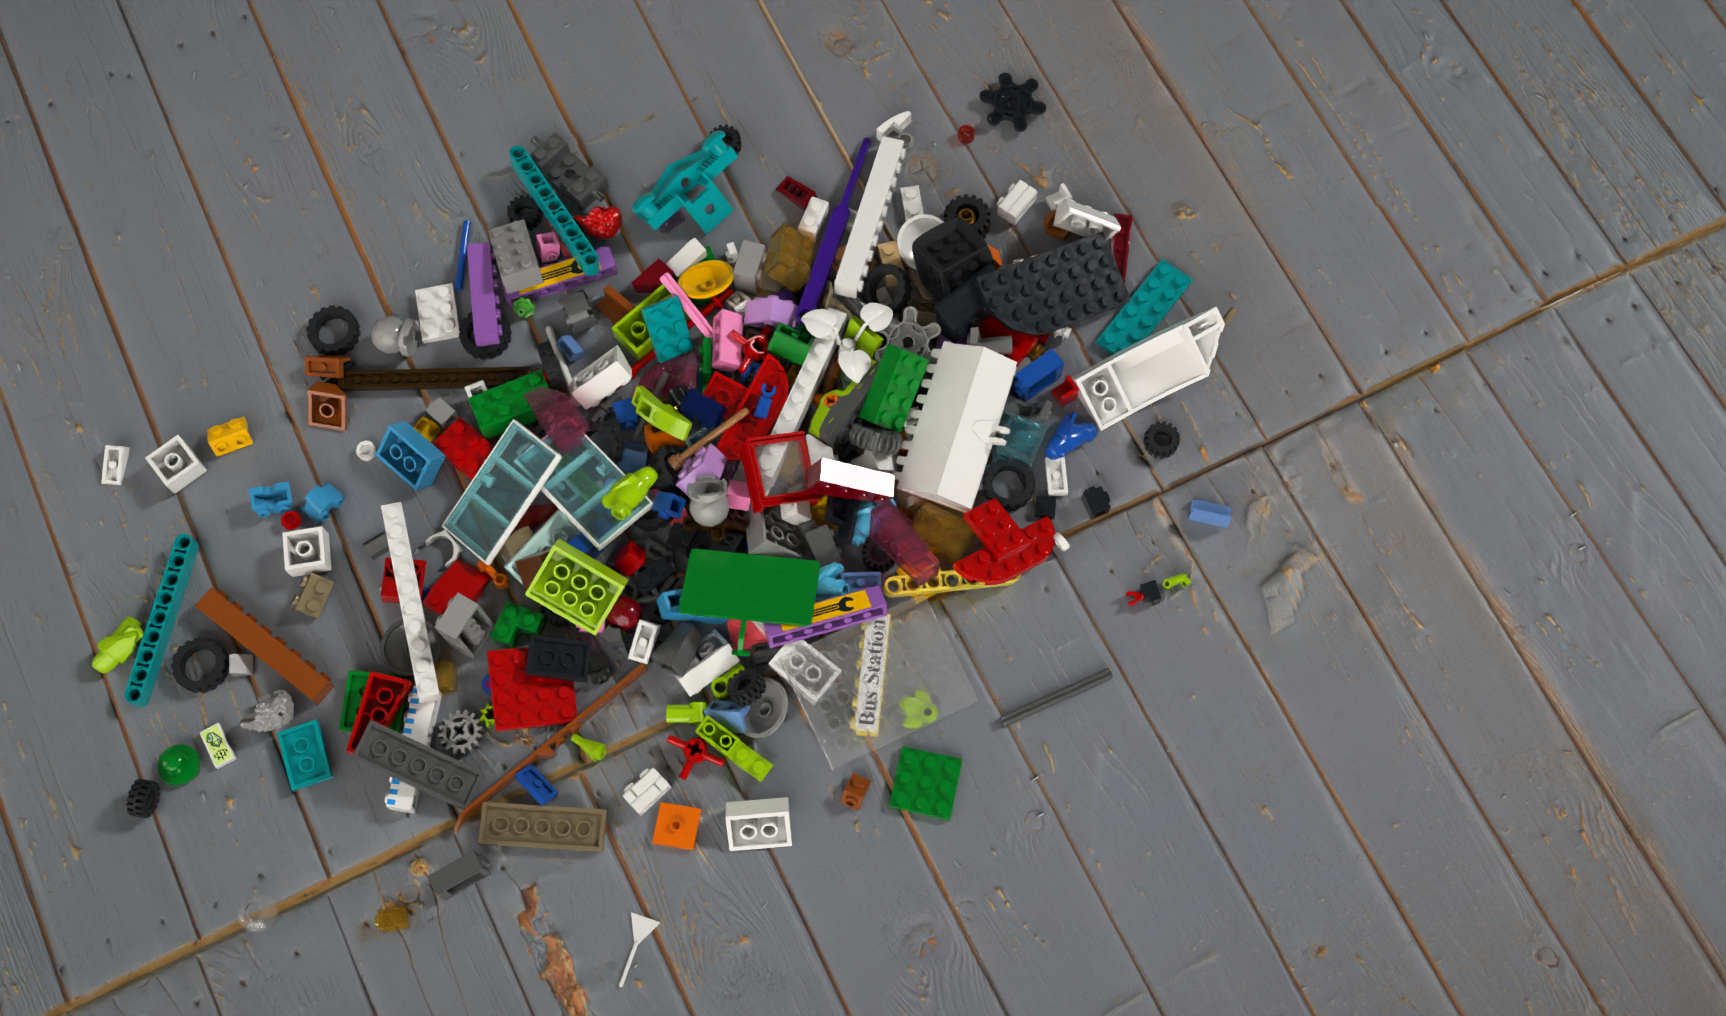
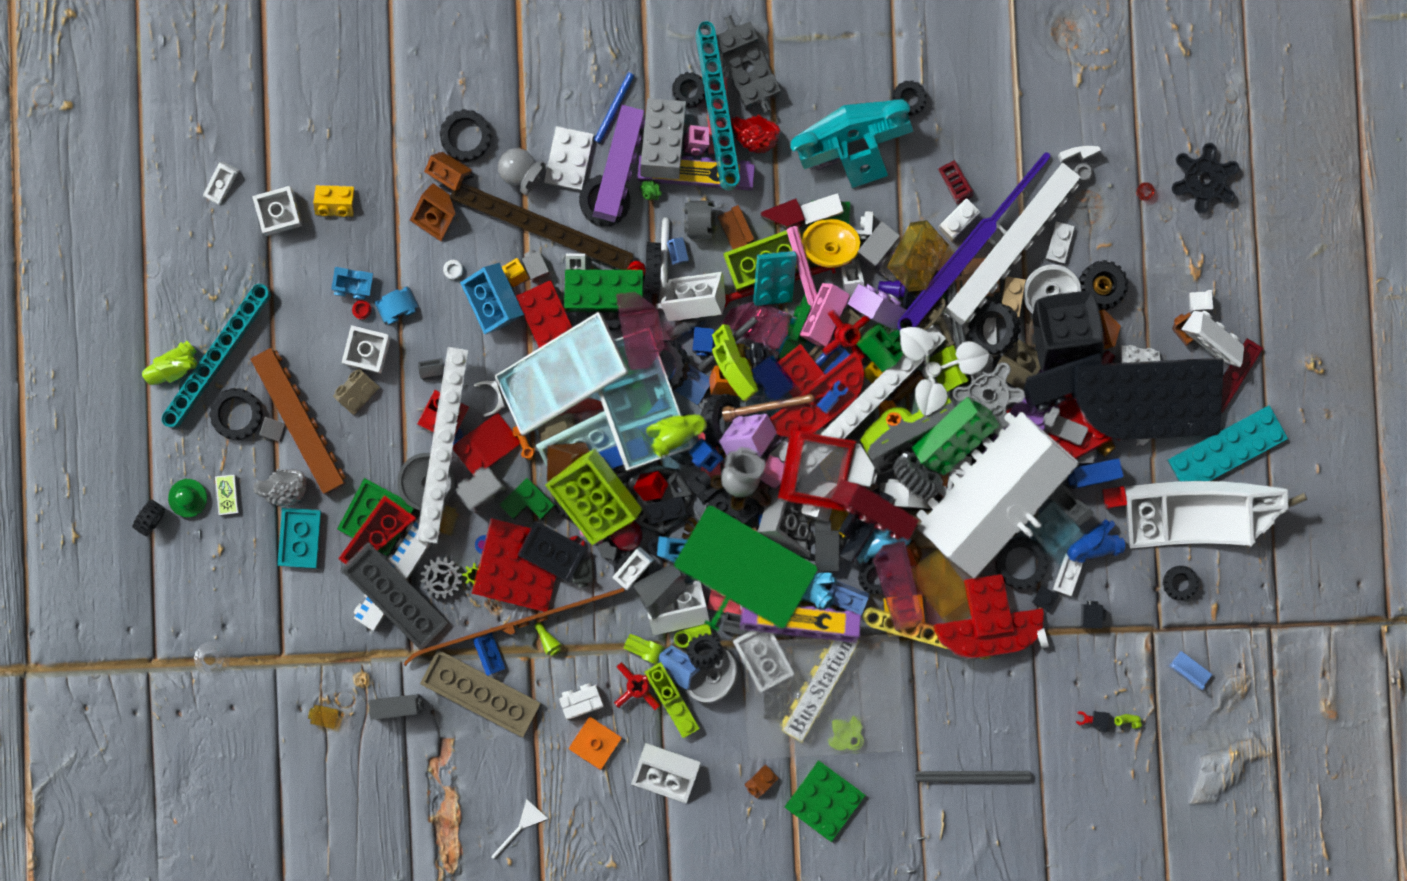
camera: 25 degrees right, 15 degrees up
(1016, 202) = (1159, 286): white brick -> none

